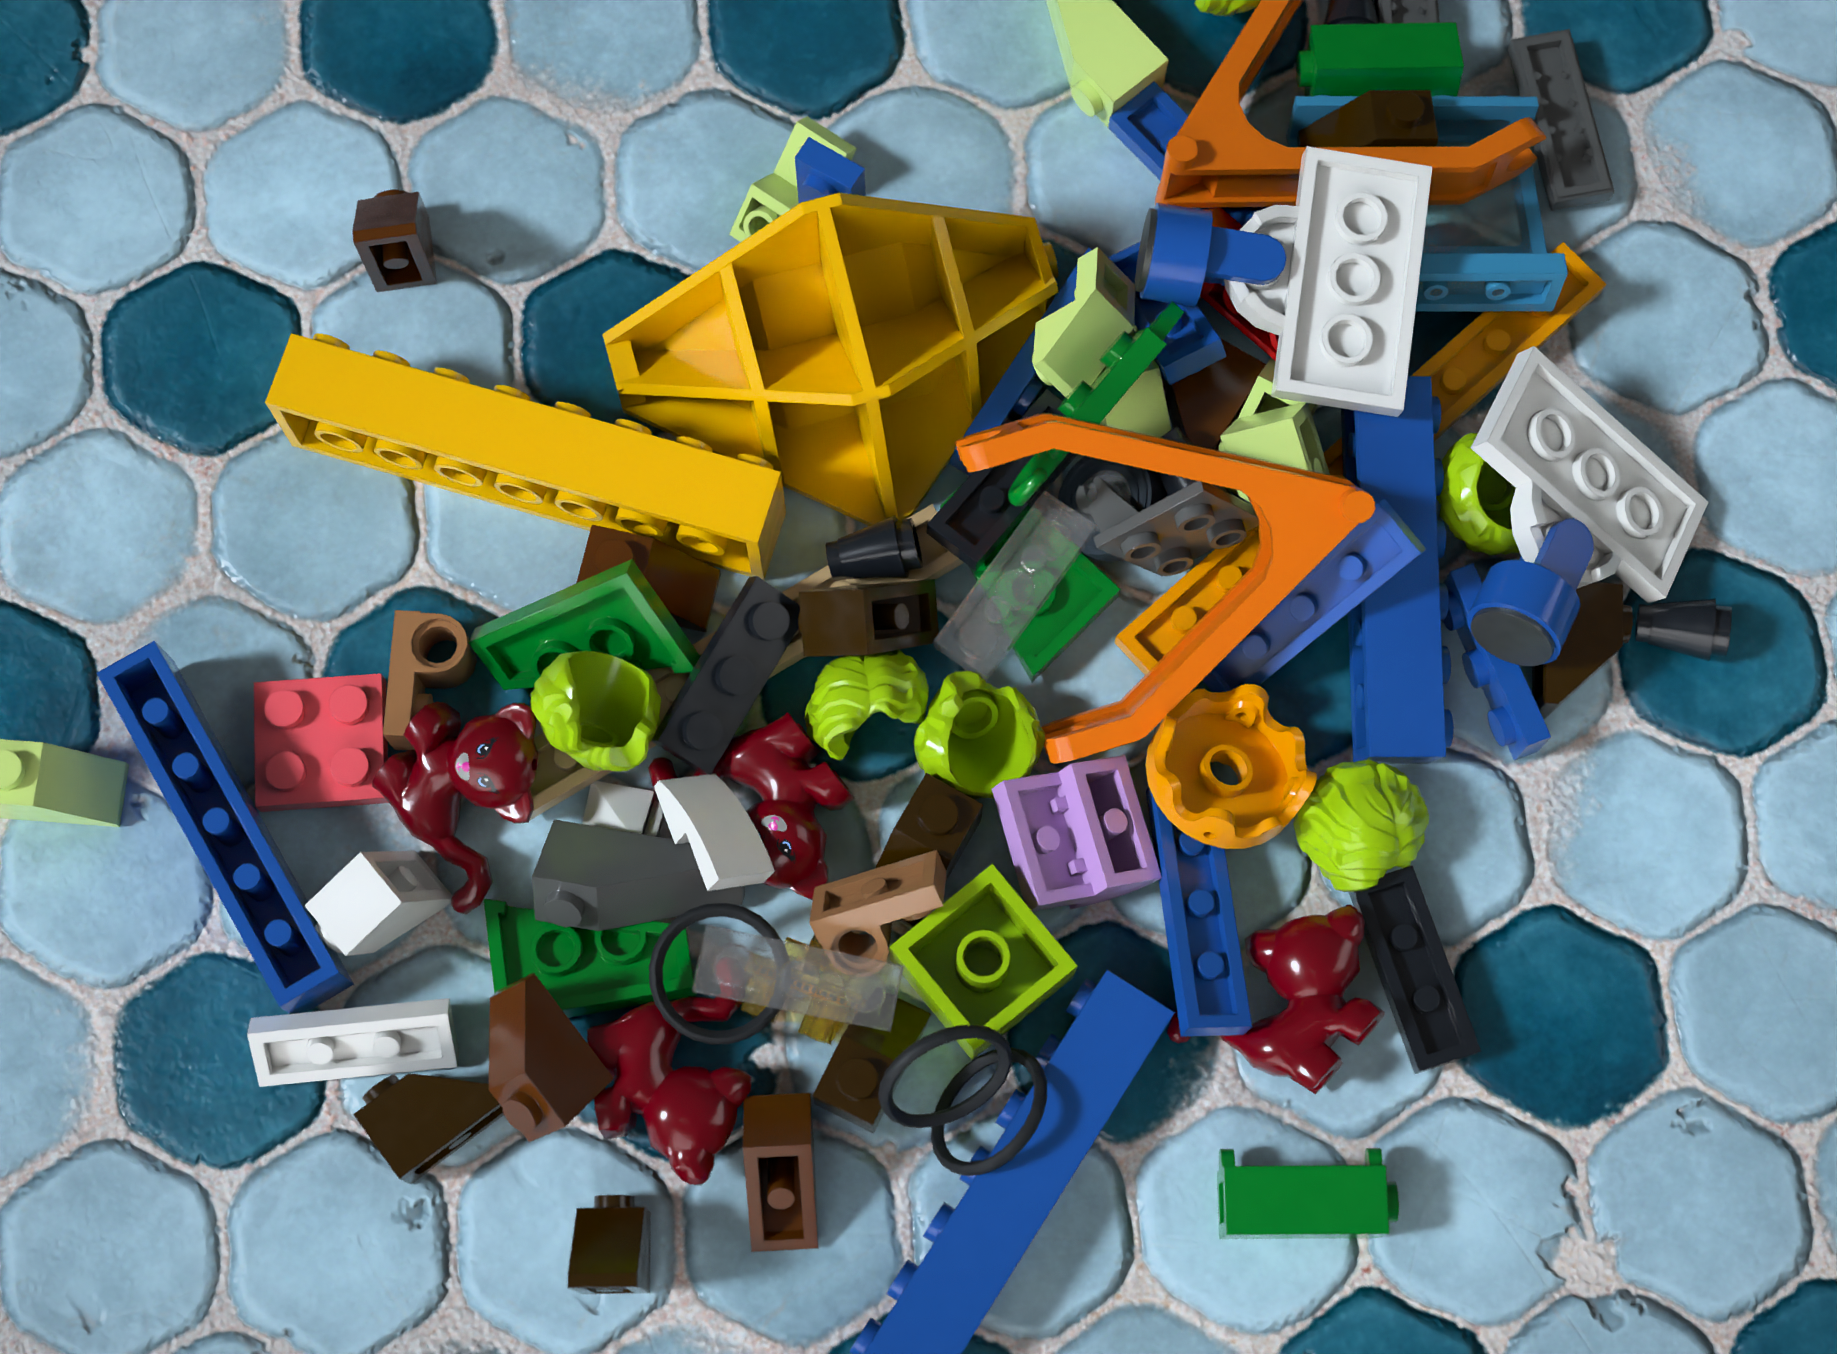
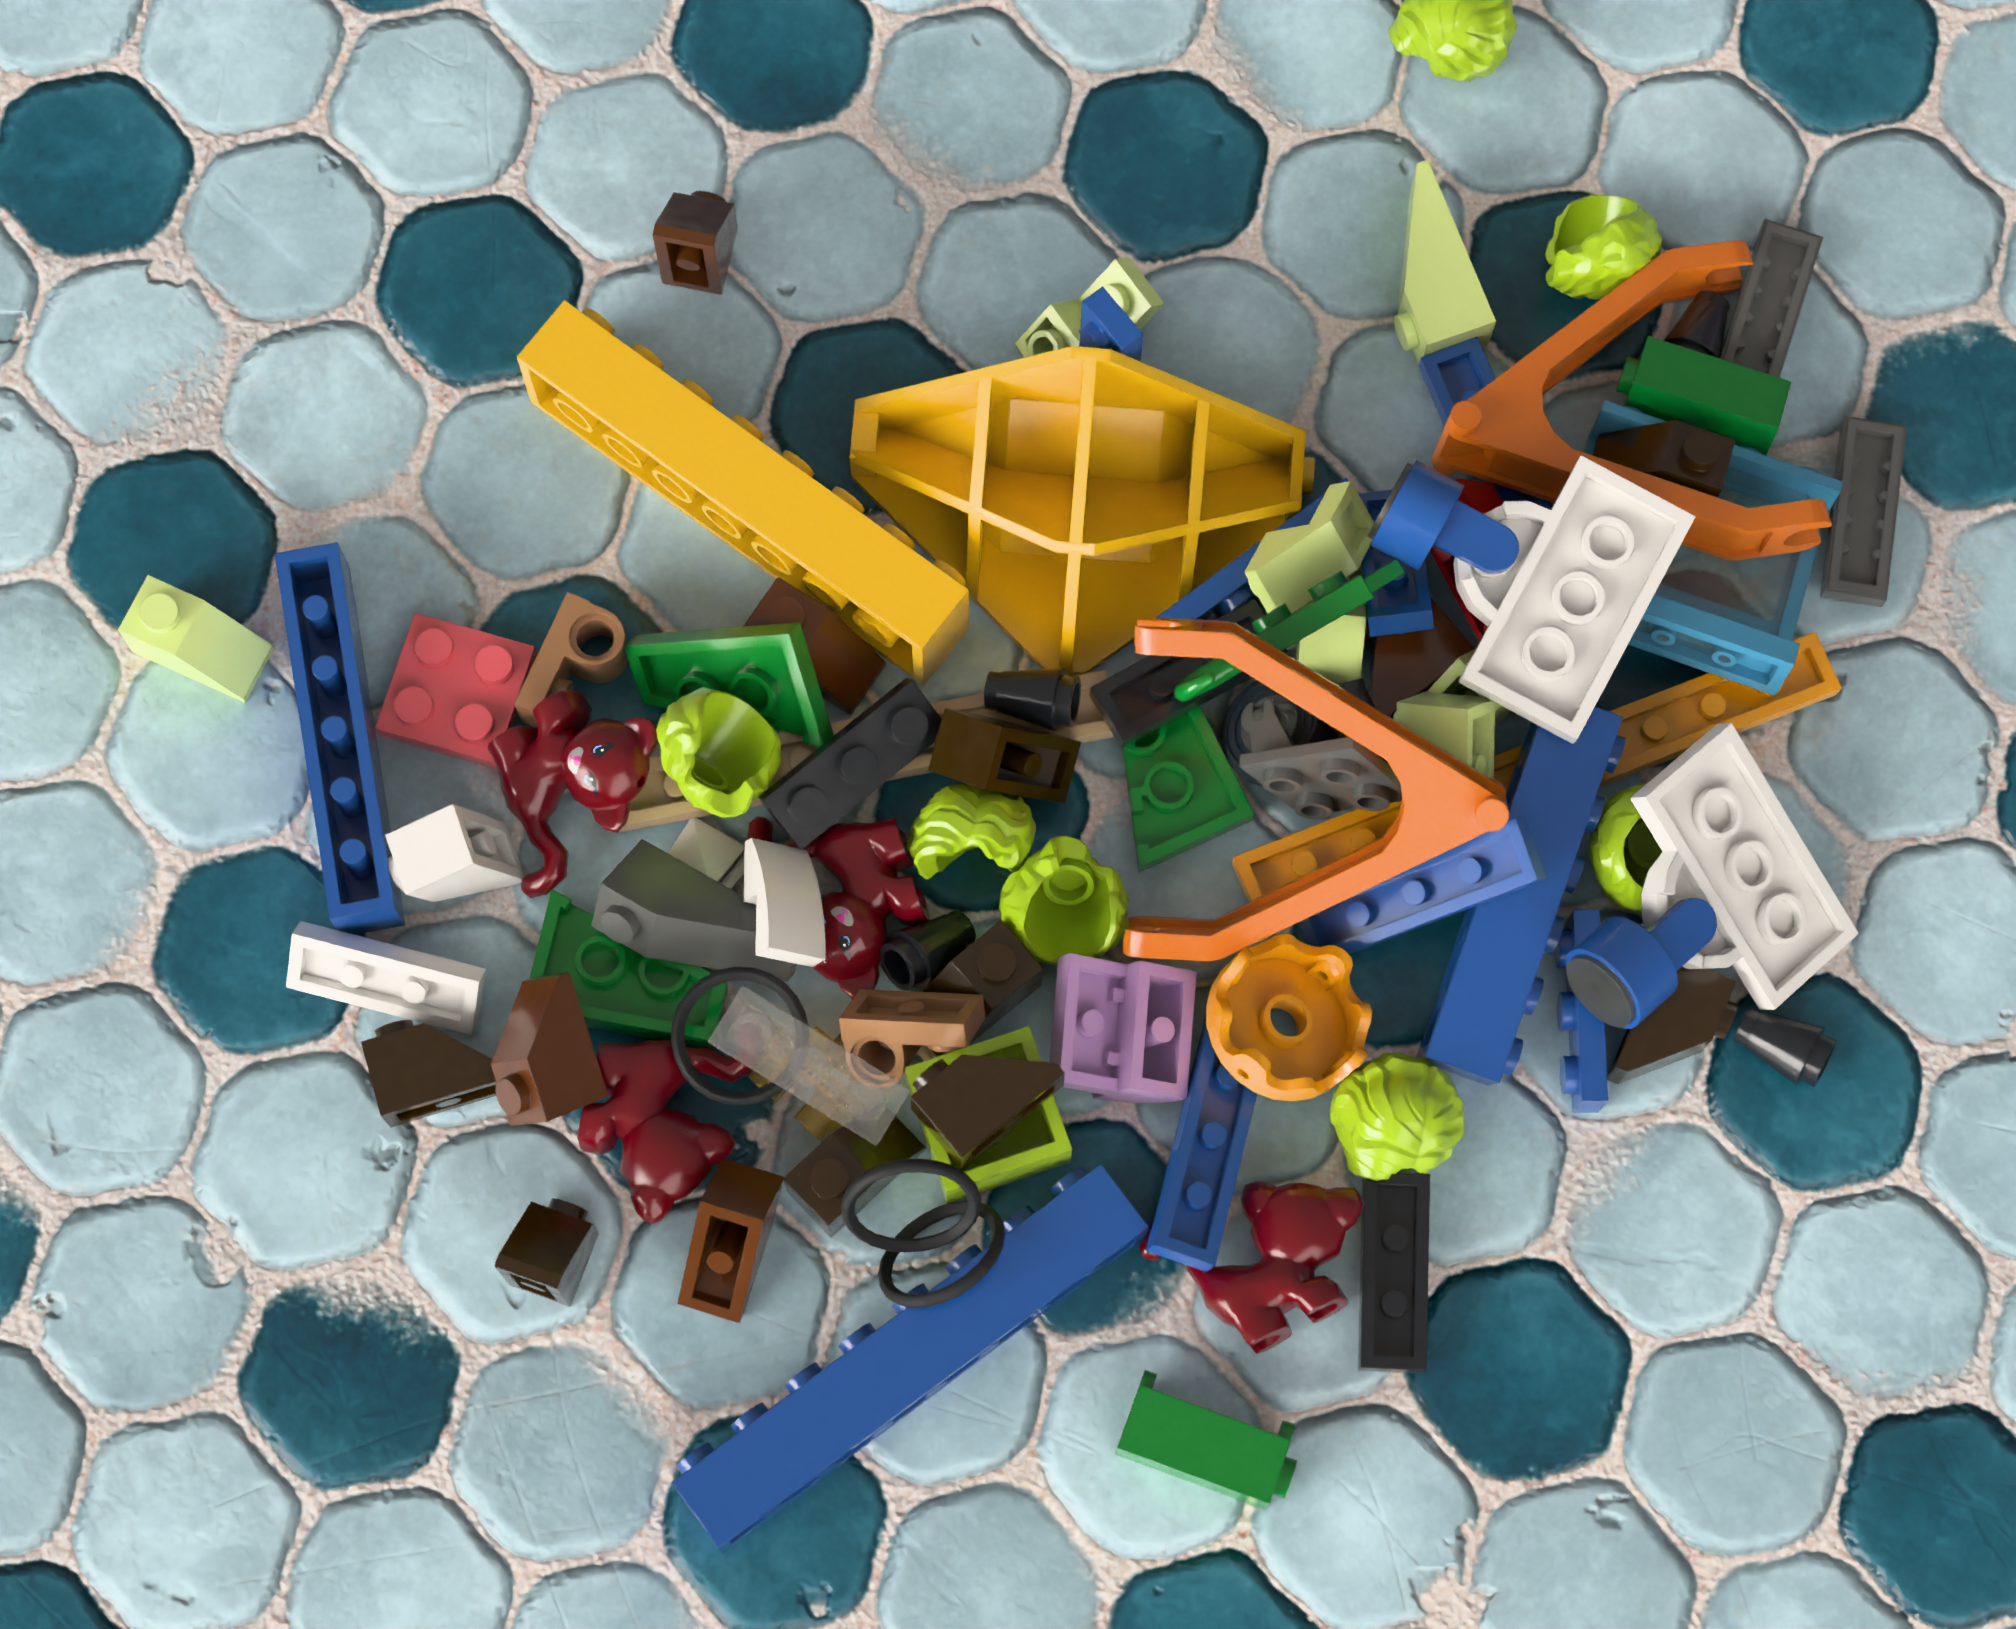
camera: 20 degrees right, 0 degrees up
(862, 827) = (924, 949): none -> black cone
(975, 952) = (980, 1100): none -> dark brown slope
(1015, 586) = (1152, 775): clear plate -> none

